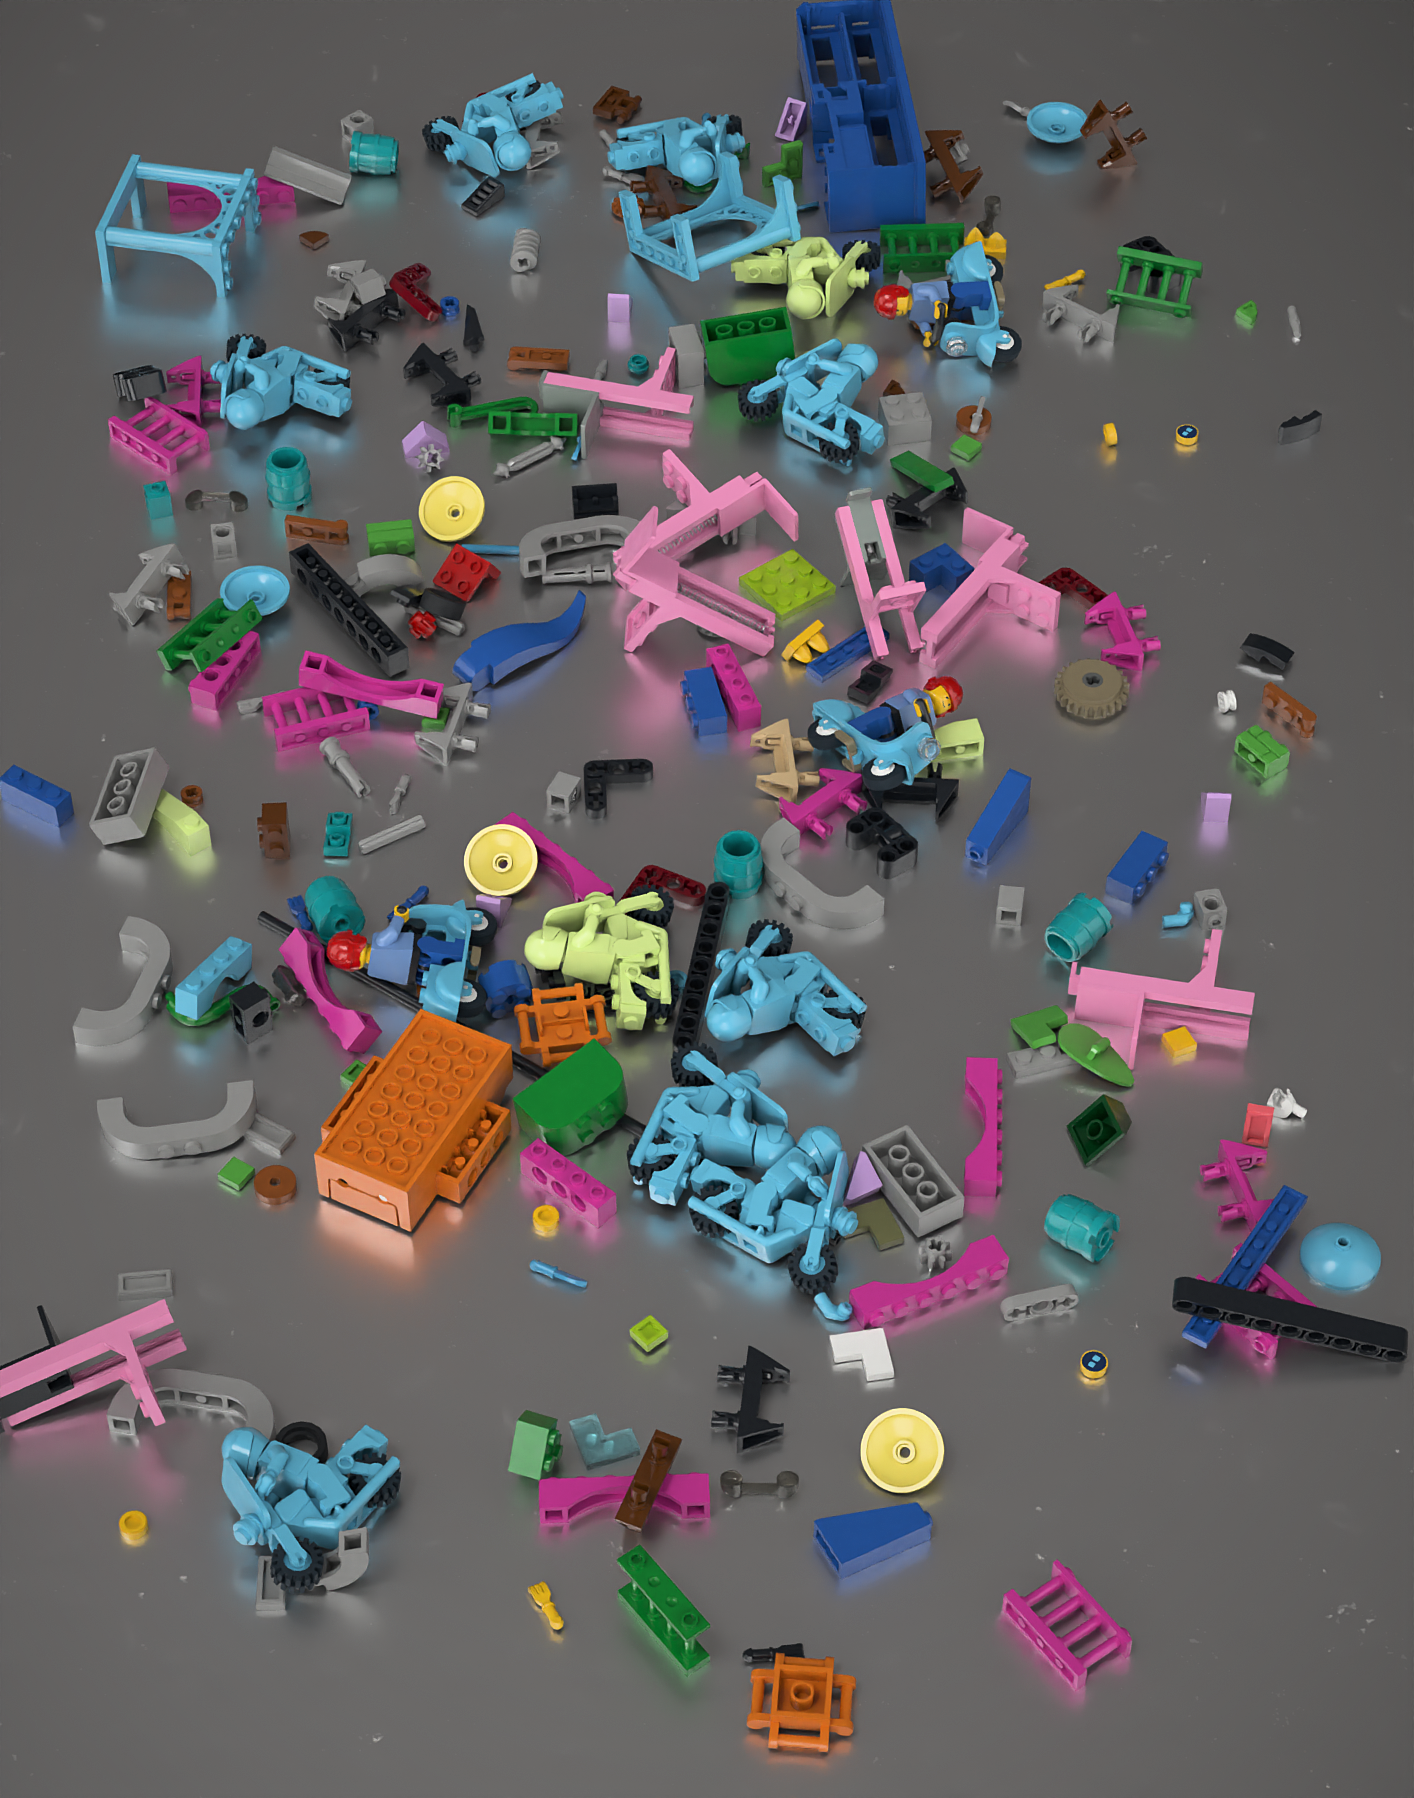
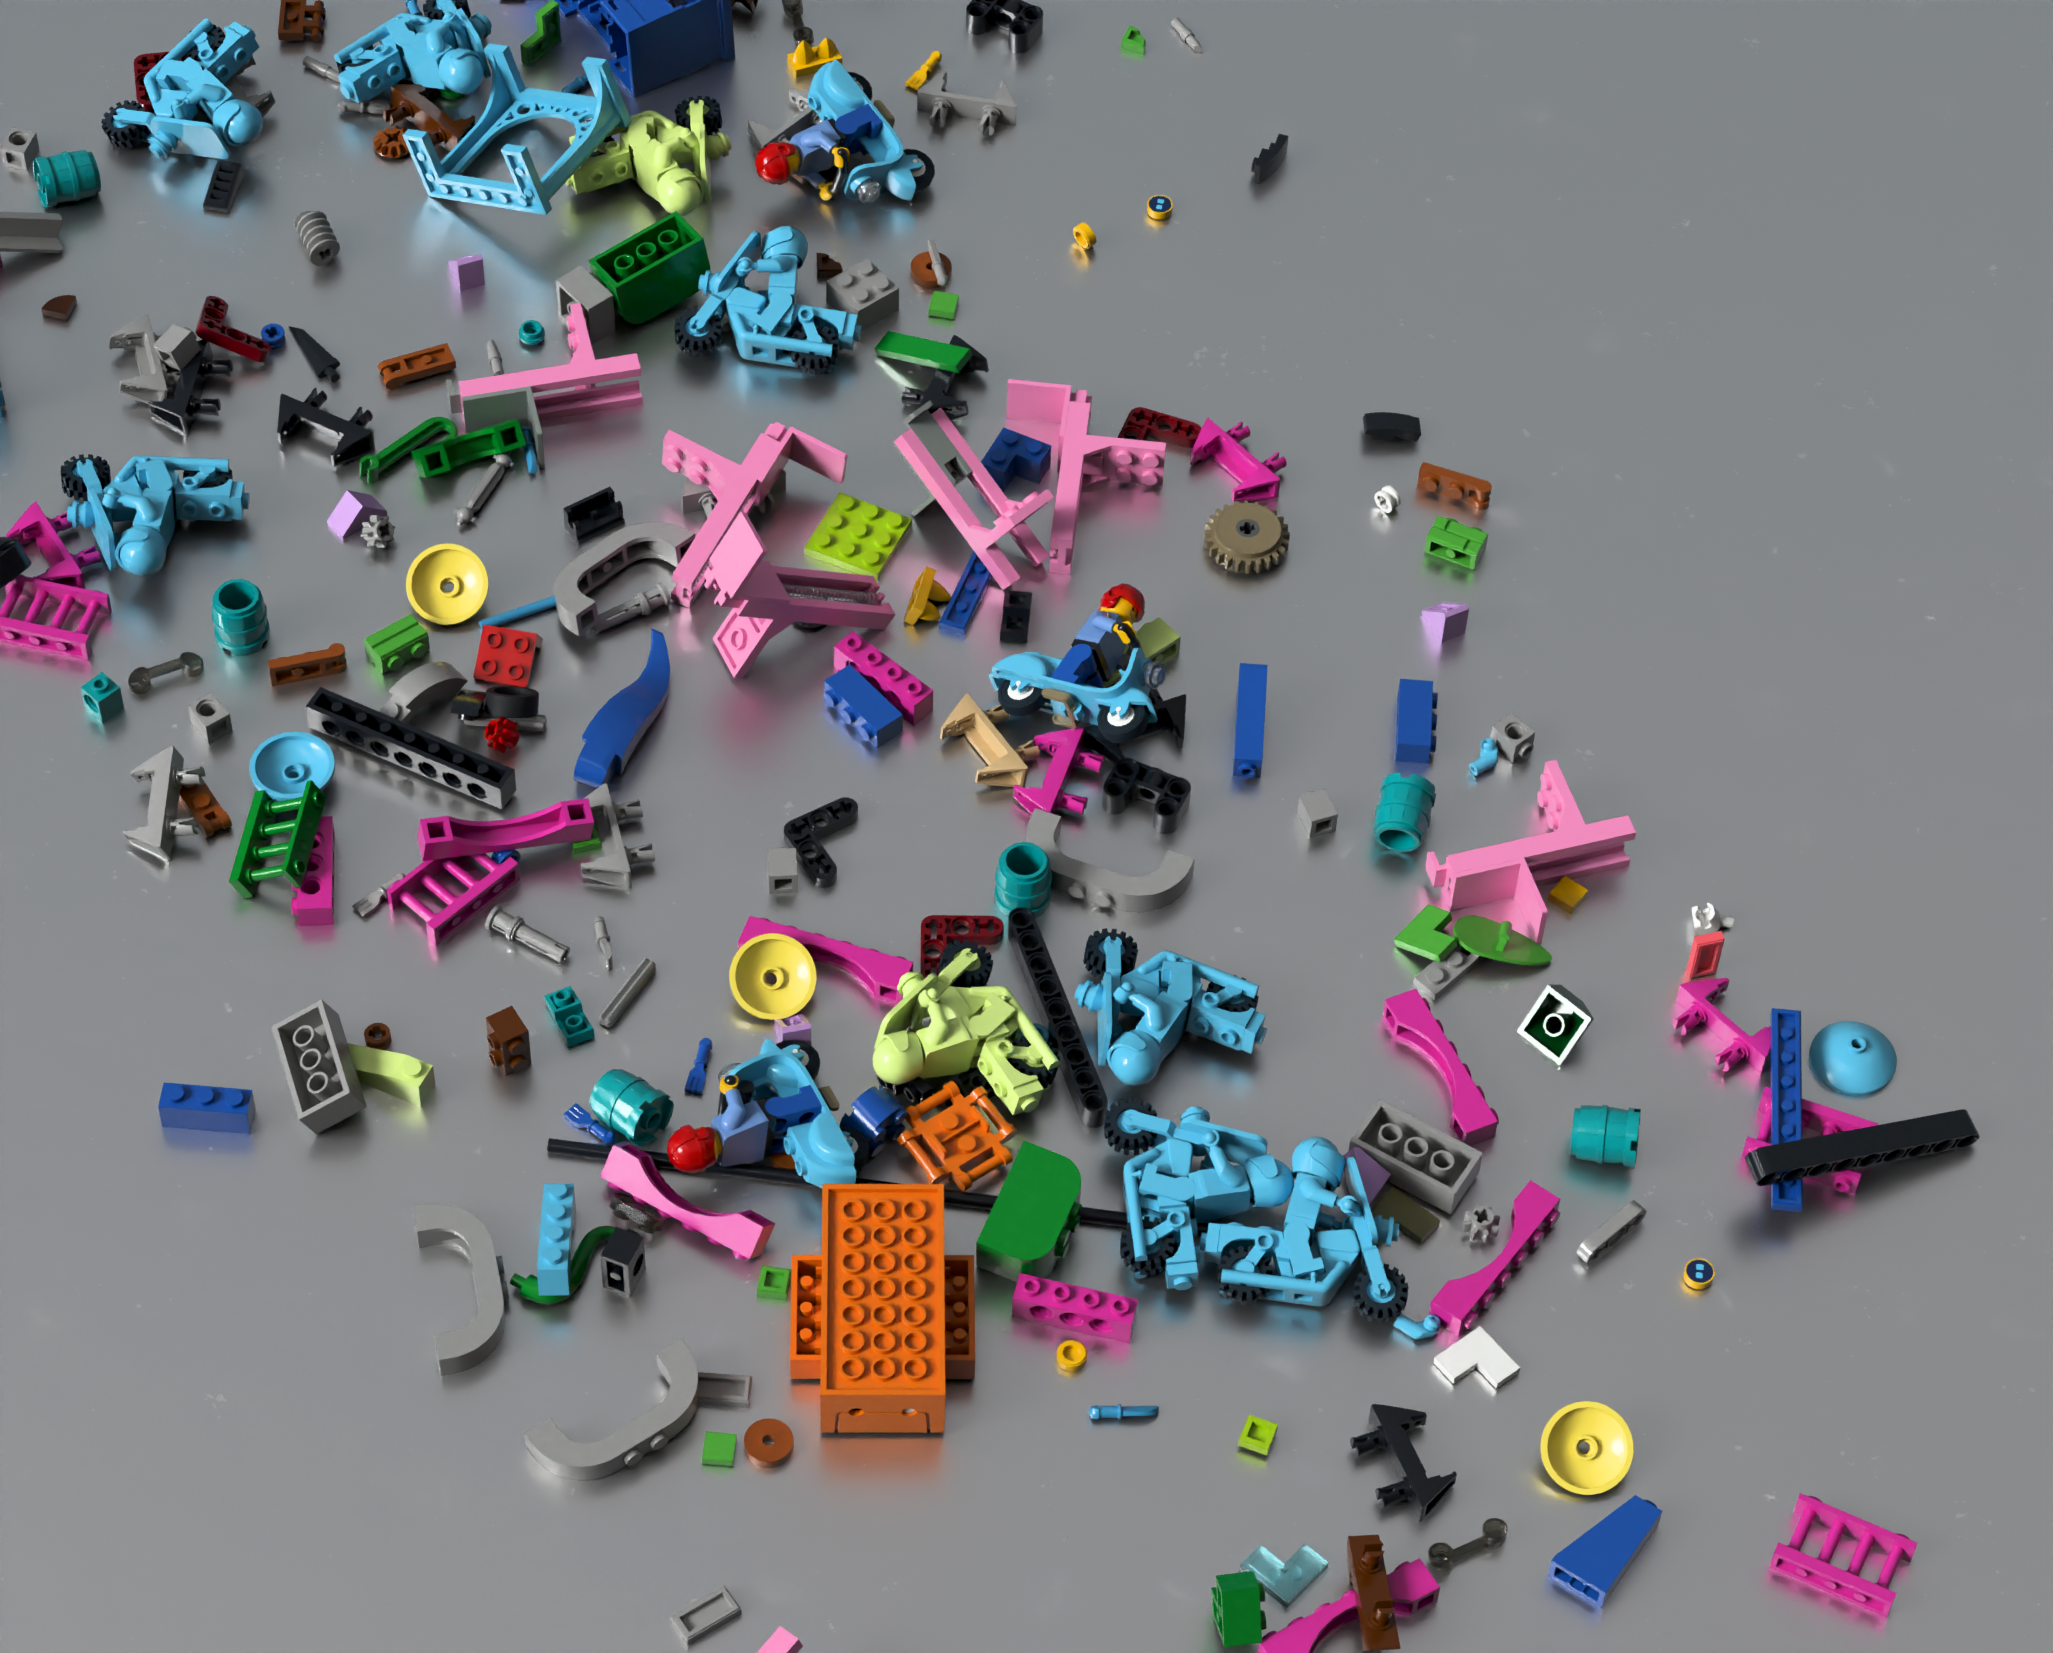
camera: 30 degrees left, 5 degrees up
(919, 235) = (742, 67): green fence -> none
(1149, 261) = (1034, 17): green fence -> none

